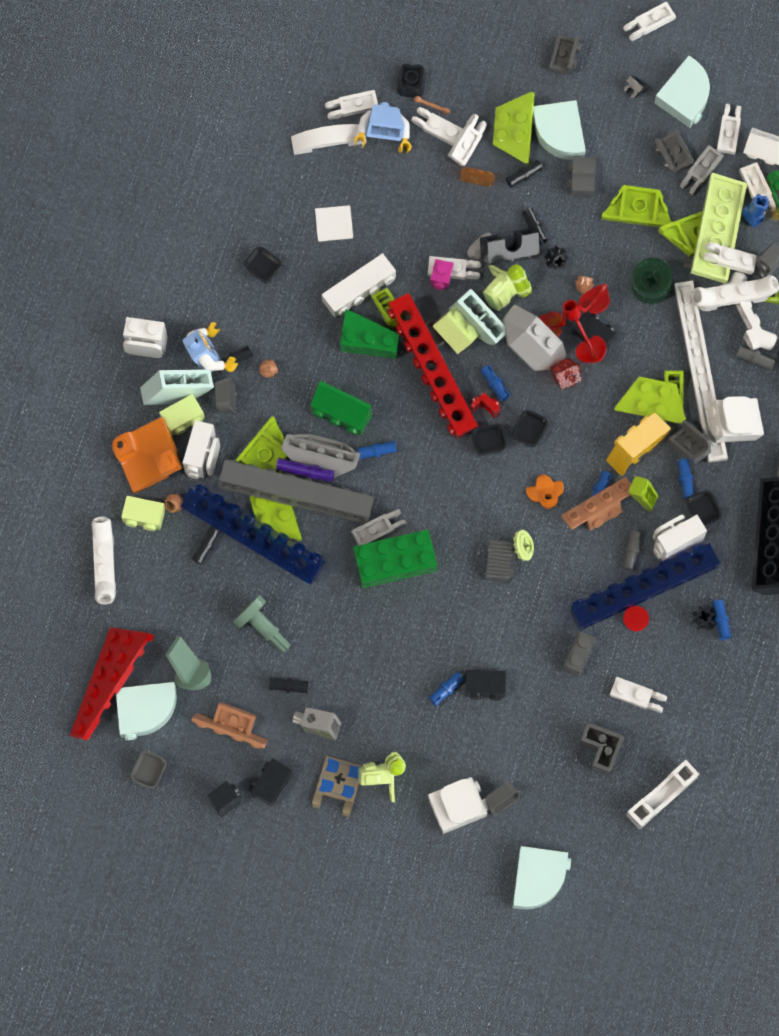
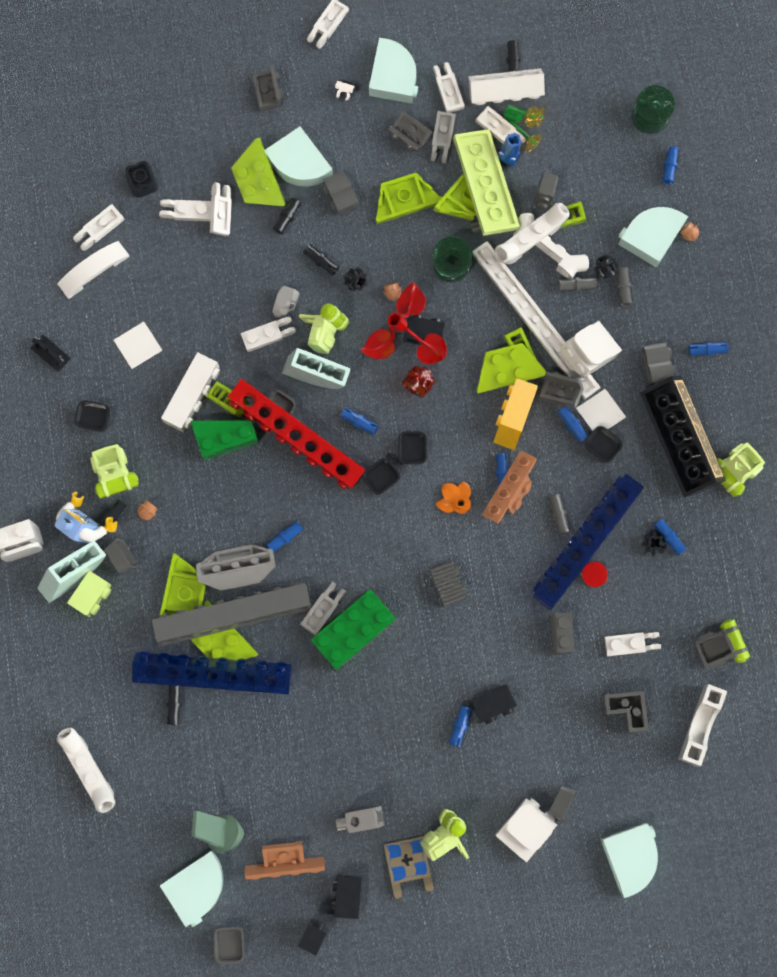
camera: 30 degrees left, 5 degrees up
(108, 677) = (147, 870): red wing -> none
(143, 513) = (100, 704): yellowish green brick -> none
(147, 454) = (76, 648): orange slope -> none
(173, 503) = (123, 680): nougat plate -> none
(201, 451) = (125, 620): white brick -> none
(254, 192) = (49, 352): none -> black hinge
(255, 320) = (112, 471): none -> yellowish green piece
(261, 623) = (249, 749): sand green piece -> none
(288, 685) = (316, 797): black pin -> none
(313, 472) = (236, 588): dark purple pin -> none
(341, 409) = (233, 516): green slope -> none
(384, 123) = (138, 230): light blue torso -> none
(417, 99) = (155, 193): nougat hinge -> none
(441, 274) = (260, 345): dark pink bracket -> none
(456, 330) = (300, 391): yellowish green brick -> none
(477, 177) = (246, 239): clear orange beam -> none
(491, 405) = (365, 443): red bracket -> none
(523, 246) = (320, 283): arch -> none
(523, 545) = (462, 559): yellowish green gear -> none
(532, 339) = (374, 366): light grey wedge -> none
(643, 492) = (544, 457): lime slope -> none
(678, 536) = (595, 482): white brick -> none
(717, 736) = (722, 646): none -> dark grey piece
(718, 479) = (601, 411): none -> white sticker
(730, 258) = (512, 204): white hinge -> none

